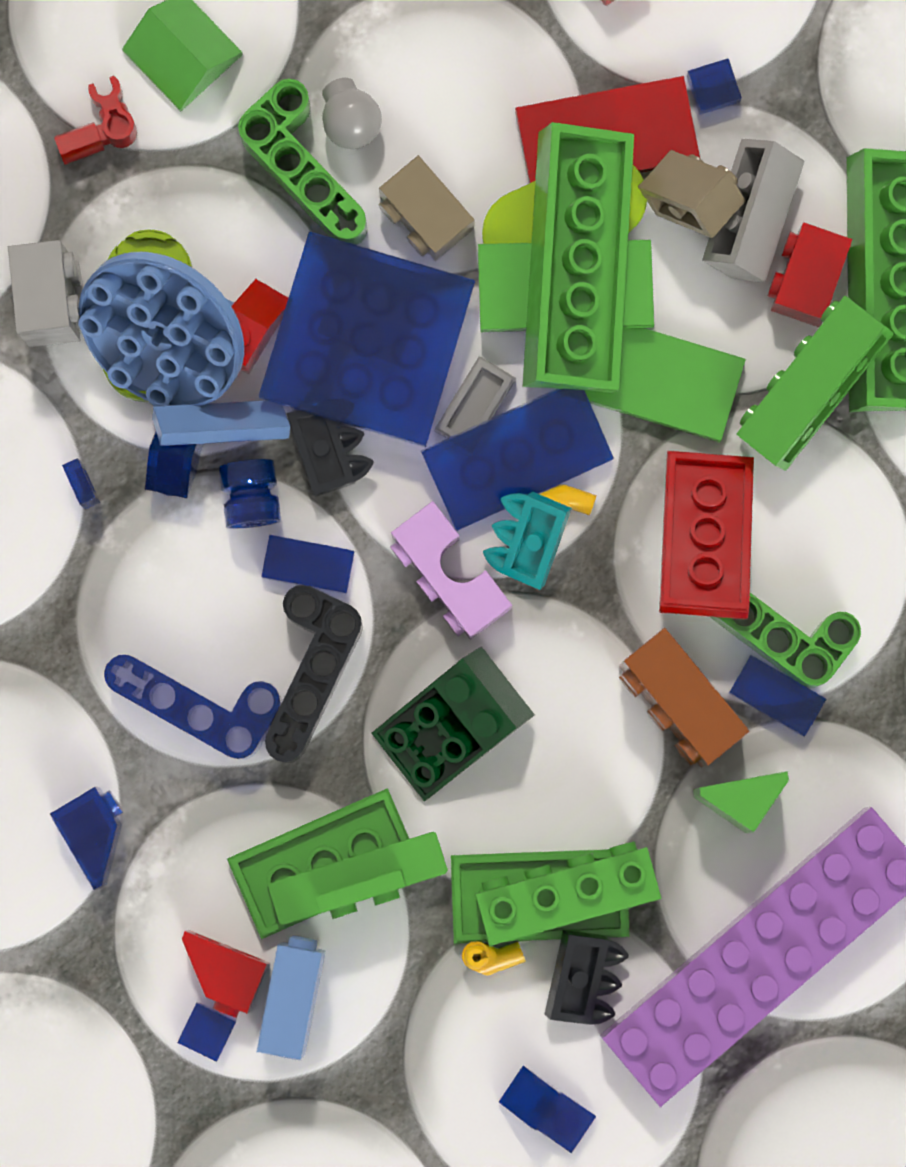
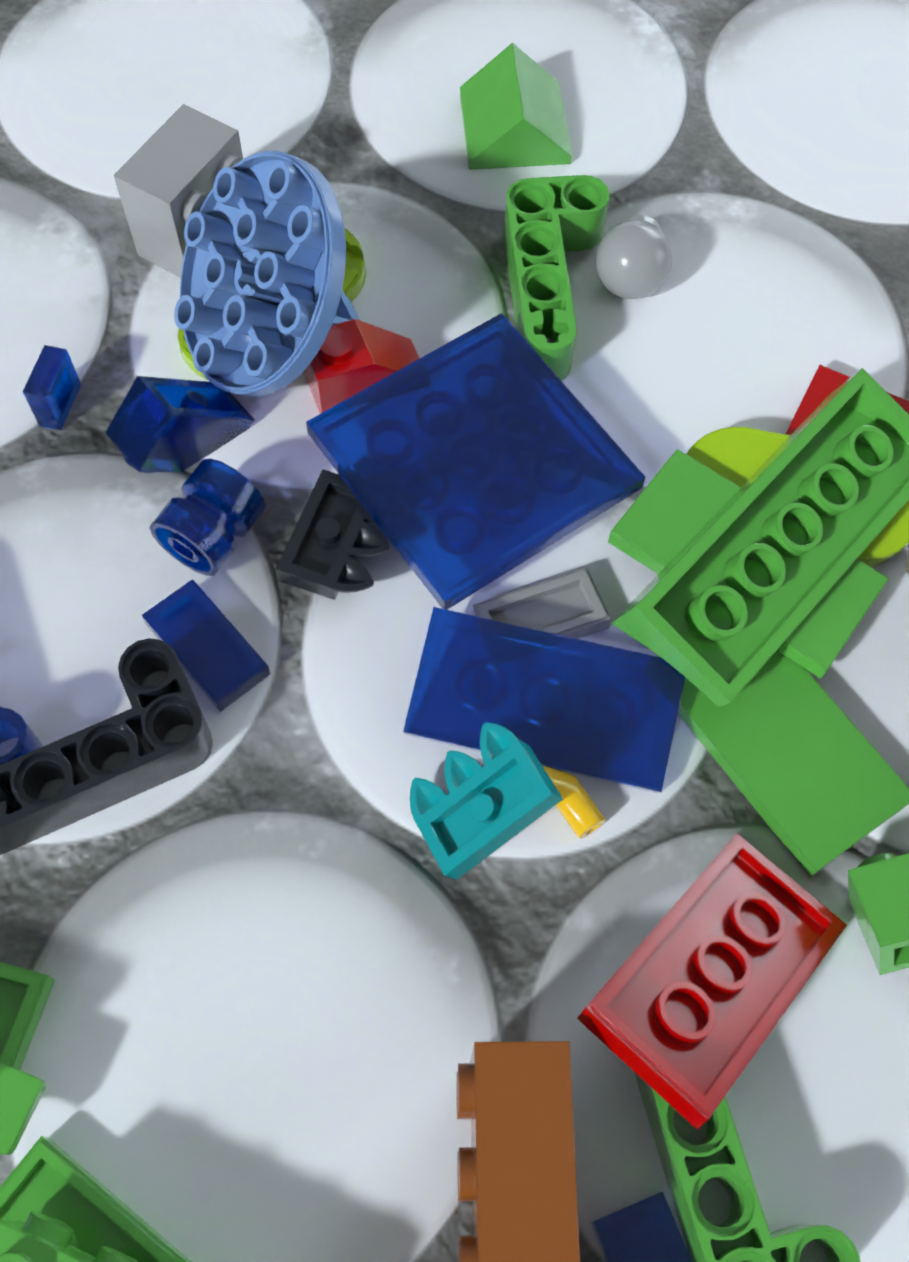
camera: 35 degrees right, 20 degrees down
(116, 127) = (362, 128): red bar -> none
(220, 422) = (241, 422): medium blue tile -> none
(425, 209) = (646, 387): dark tan brick -> none
(452, 723) = (201, 958): dark green slope -> none
(469, 604) = (349, 827): lavender arch -> none

